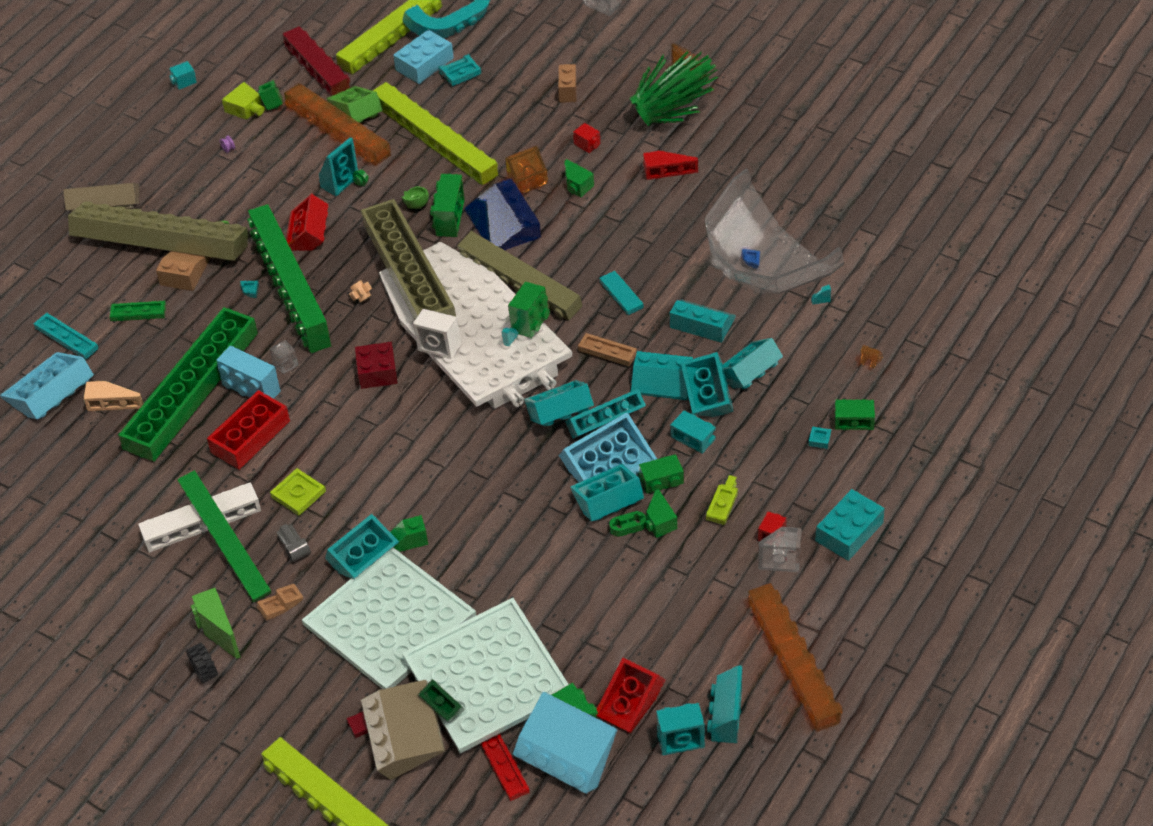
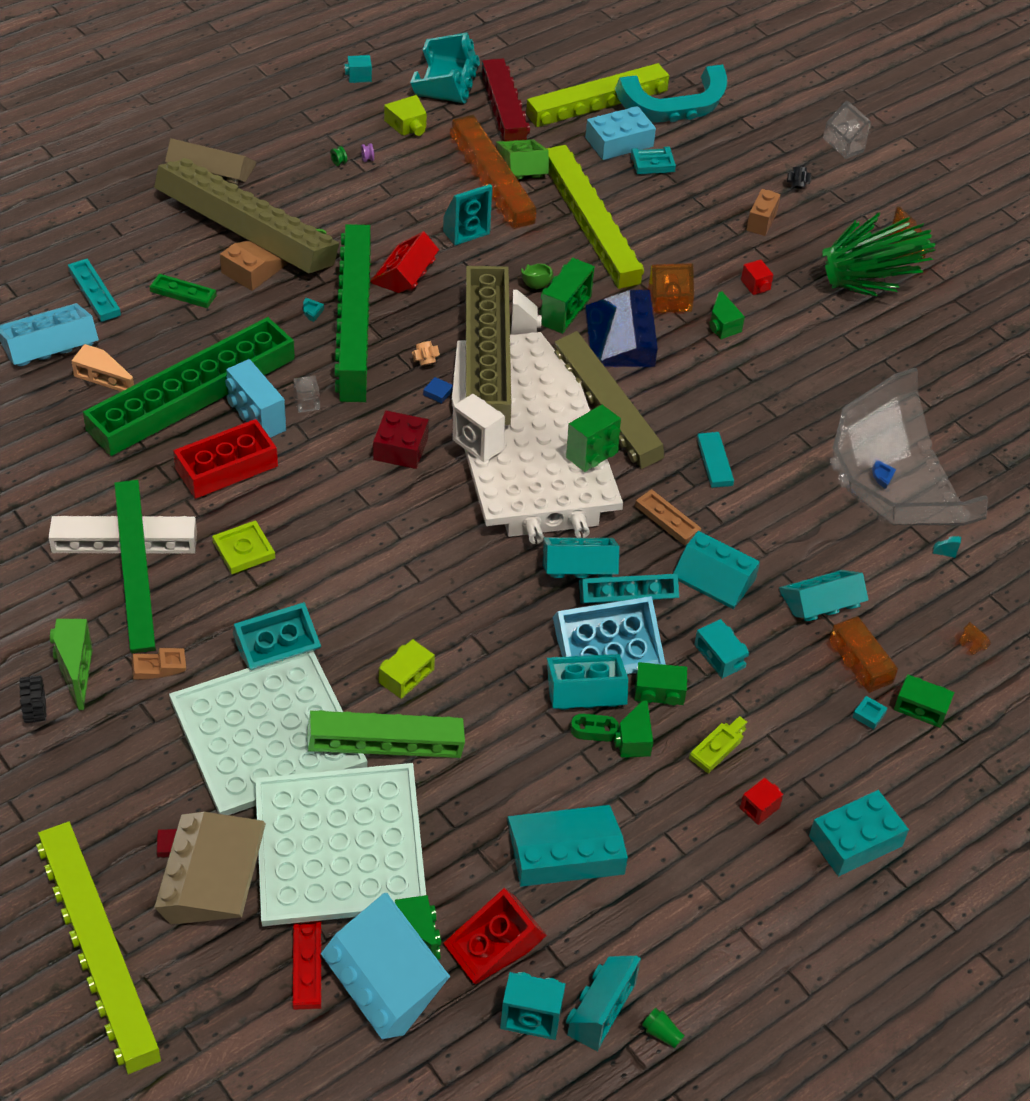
camera: 15 degrees right, 0 degrees up
(205, 155) = (338, 156): none -> green bush
(256, 50) = (449, 70): none -> teal windscreen
(270, 95) = (437, 118): green brick -> none
(295, 546) = (207, 603): dark grey piece -> none
(360, 177) = (488, 234): green plate -> none
(383, 316) = (438, 390): none -> blue tile
(410, 534) = (339, 642): green slope -> none
(423, 232) = (524, 315): none -> white slope
(441, 701) = (267, 854): dark green slope -> none
(469, 534) = (406, 668): none -> lime brick
(480, 586) = (385, 734): none -> bright green brick
(509, 336) = (559, 459): teal tile -> none
(581, 44) = (799, 177): none -> black gear
(649, 613) = (567, 845): none -> teal slope
(667, 164) = (833, 336): red slope -> none
(700, 320) = (791, 523): teal slope -> none
(707, 386) = (761, 601): teal slope -> none
(775, 709) = (662, 1028): none -> green cone
(781, 550) = (759, 831): clear slope -> none
(794, 657) = (716, 974): clear orange brick -> none
(796, 397) = (863, 654): none -> clear orange brick

